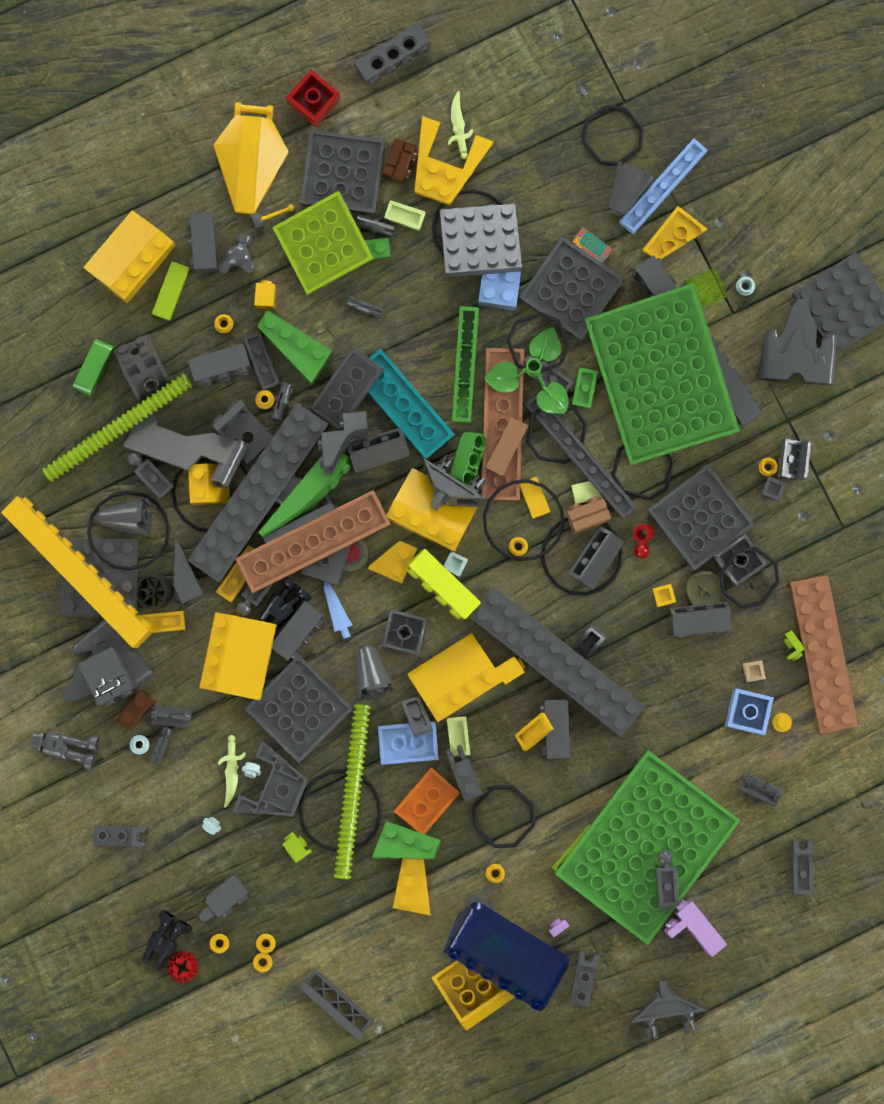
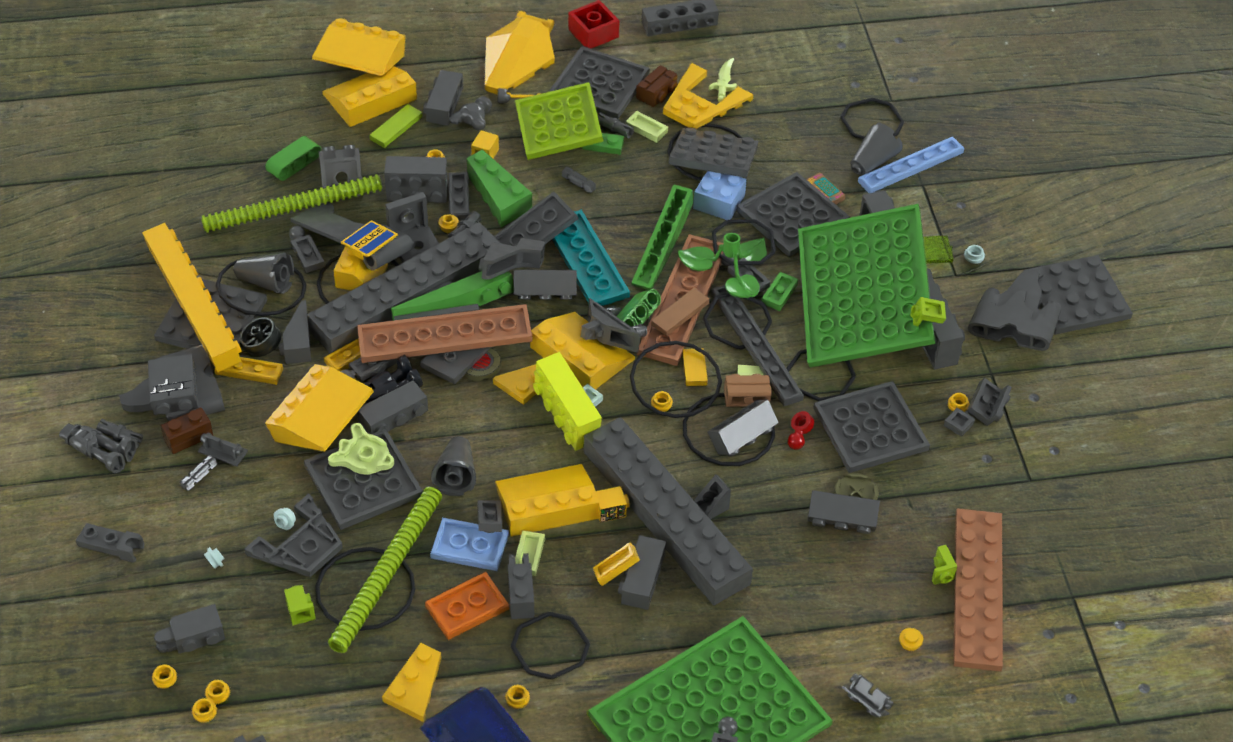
camera: 20 degrees right, 35 degrees down
(78, 728) = (118, 432): none -> dark grey pin
(100, 208) = (360, 47): none -> yellow slope
(144, 740) = (173, 469): light aqua plate -> none
(161, 944) = (97, 658): black piece -> none
(191, 964) = (105, 697): red gear -> none
(212, 466) = (368, 239): none -> piece
(231, 770) = (261, 518): yellowish green piece -> none
(291, 688) = (362, 453): none -> yellowish green tile
(338, 616) = (443, 411): light blue bar -> none
(398, 621) = (507, 439): dark grey brick -> none
(405, 843) = (426, 632): bright green wing -> none
(664, 595) = (807, 482): yellow plate -> none
(673, 234) = (919, 193): yellow wing -> none
(729, 407) = (928, 310): none -> lime bracket
(729, 562) = (888, 509): black piece -> none
(736, 572) = (904, 472): dark grey brick -> none
(749, 712) = (874, 611): light blue brick -> none
(754, 671) = (891, 582): tan tile -> none

